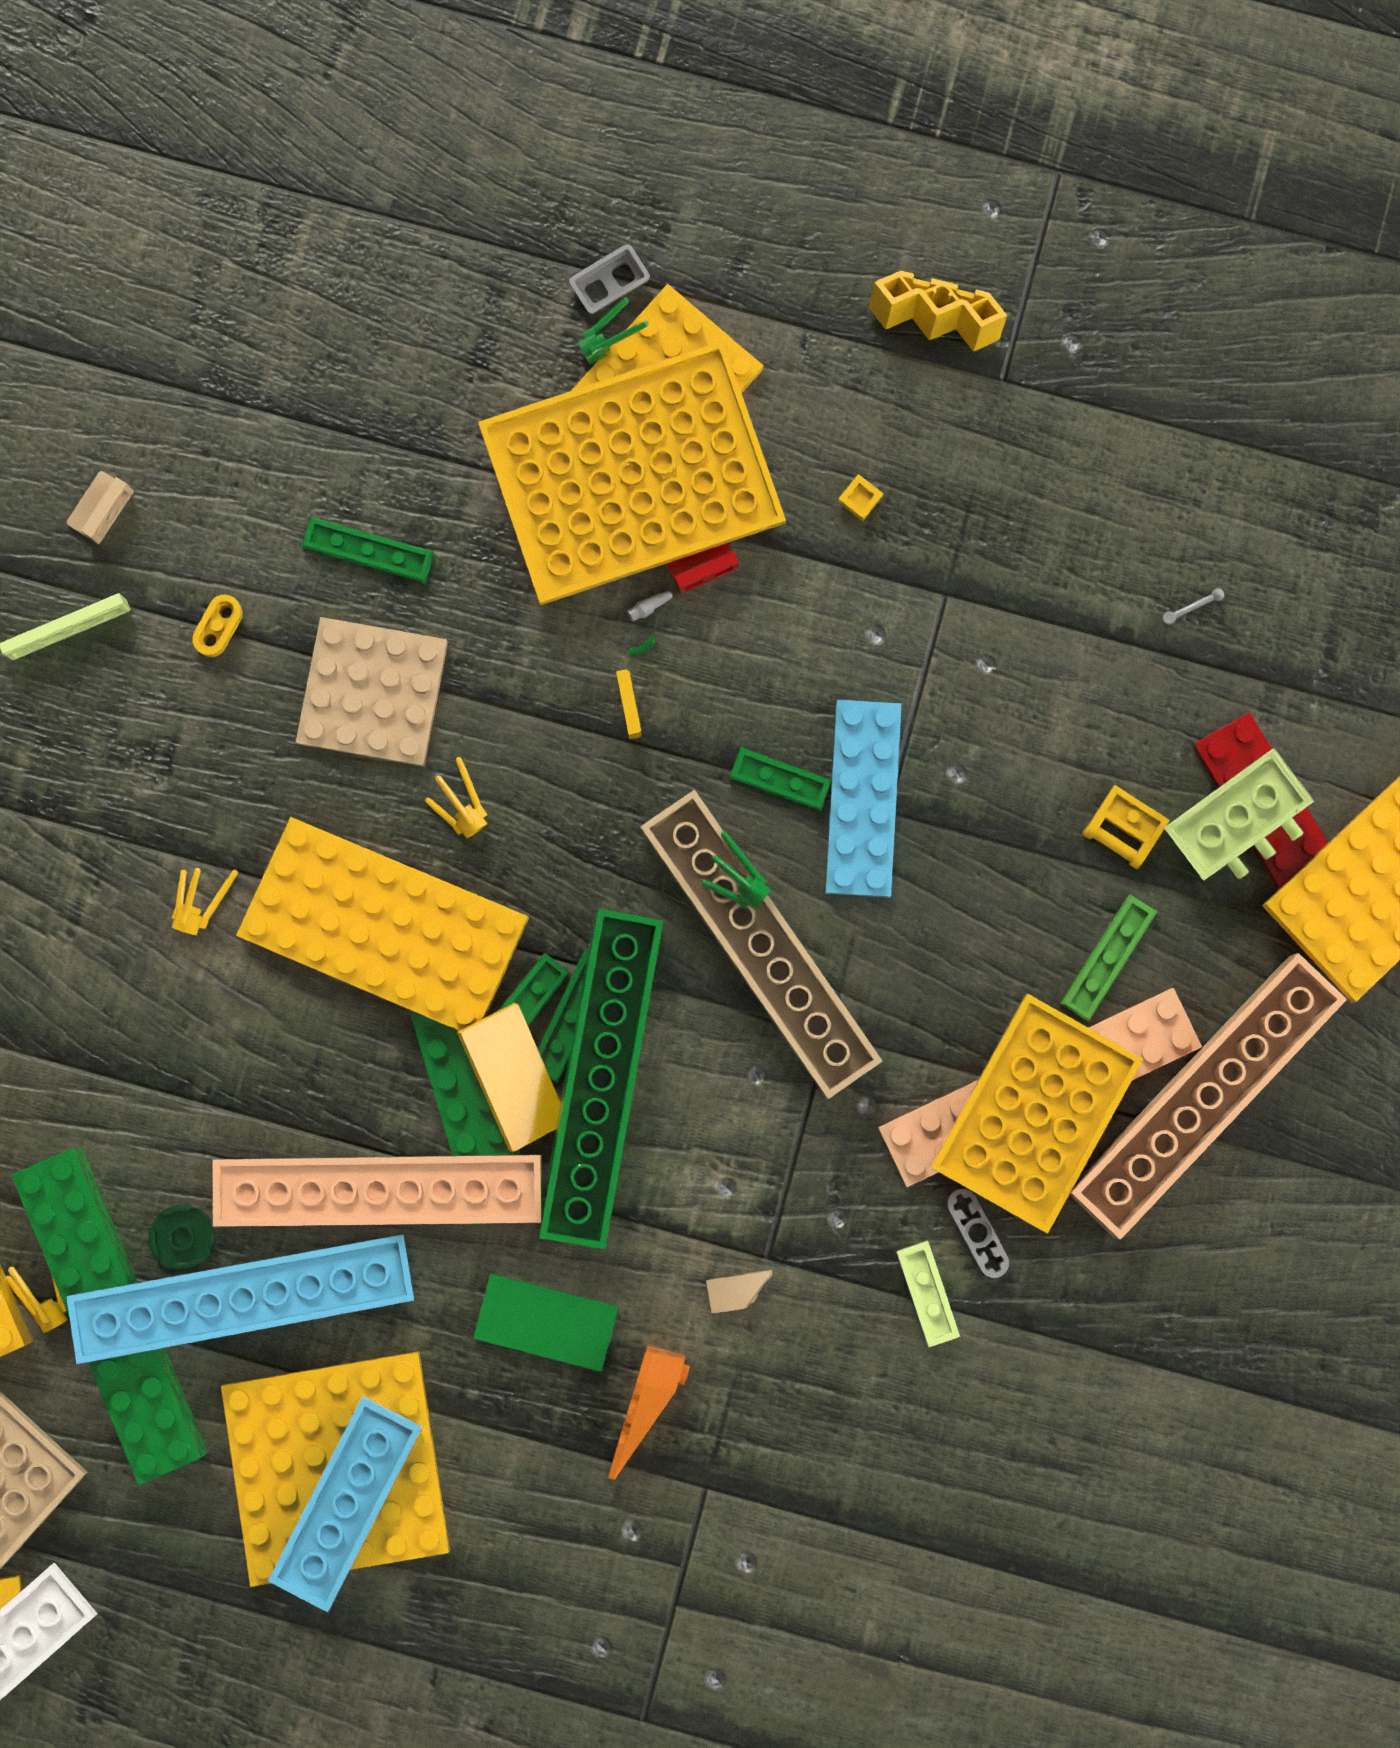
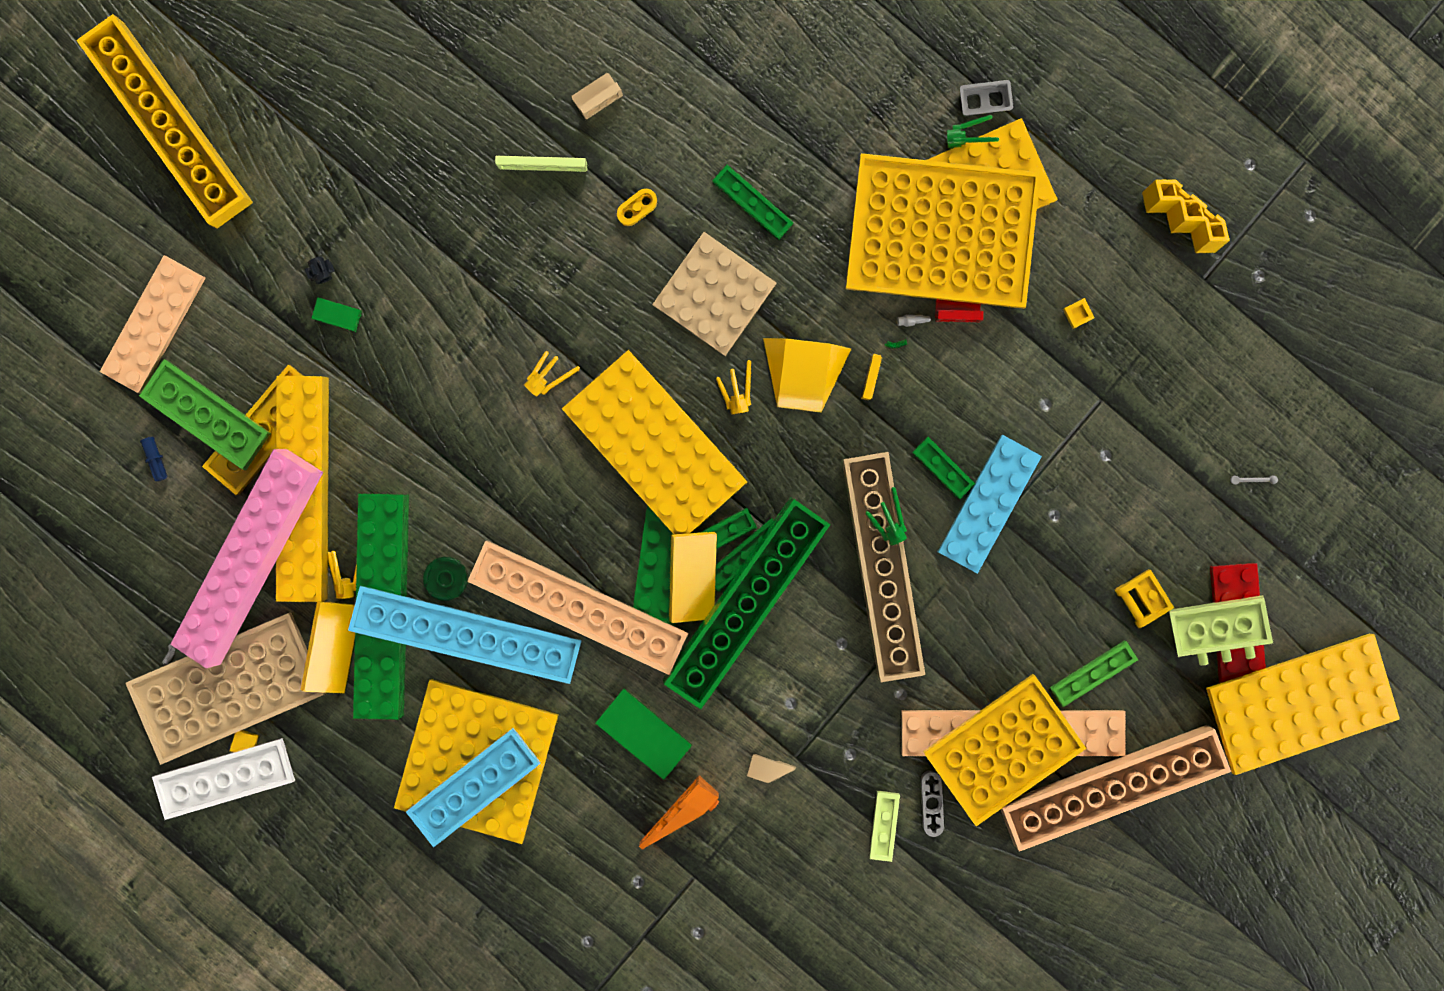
camera: 30 degrees right, 5 degrees up
(64, 1406) = (329, 649): none -> yellow tile
(537, 738) = (803, 371): none -> yellow wedge

